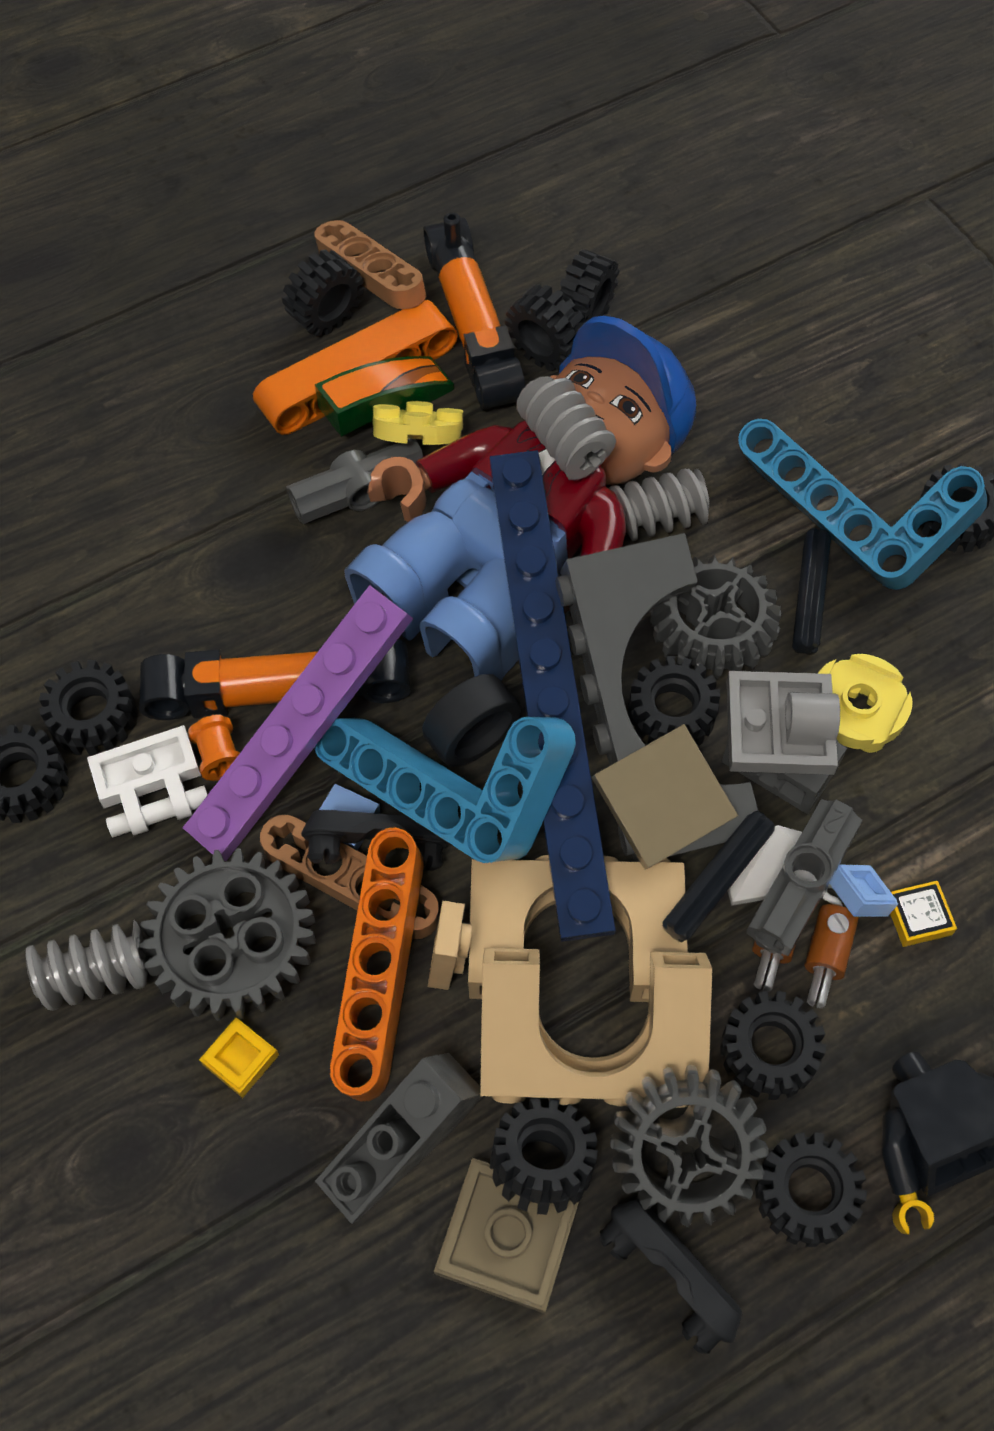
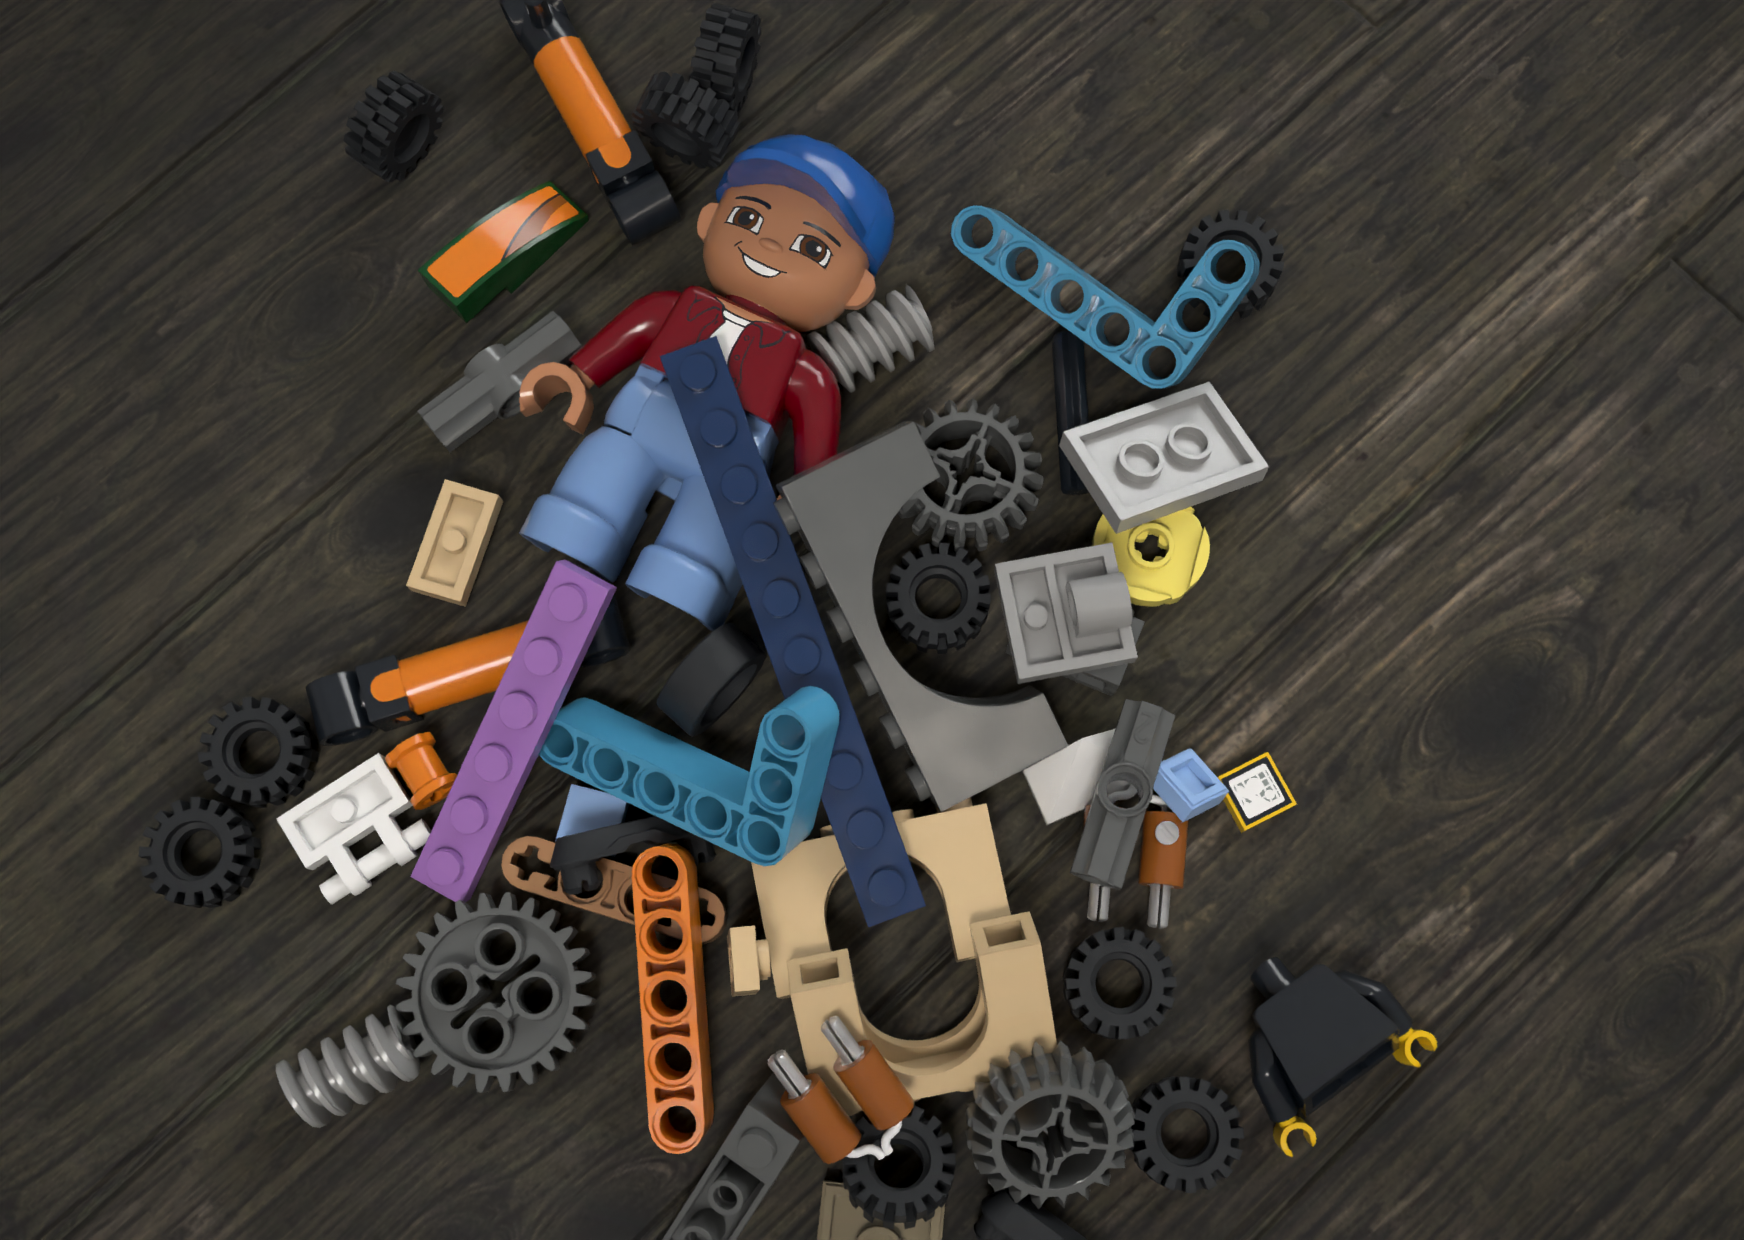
camera: 10 degrees left, 15 degrees up
(239, 1057) = (545, 1126): yellow tile -> none
(289, 587) = (455, 543): none -> tan plate
(290, 395) = (513, 162): orange beam -> none
(398, 283) = (441, 67): medium nougat beam -> none
(417, 422) = (557, 292): light yellow plate -> none
(484, 1080) = (820, 1113): none -> dark orange piece
(565, 425) = (741, 299): light grey piece -> none
(664, 796) = (950, 737): dark tan tile -> none
(718, 876) = (1028, 815): black axle -> none
(884, 629) = (1163, 456): none -> light grey plate

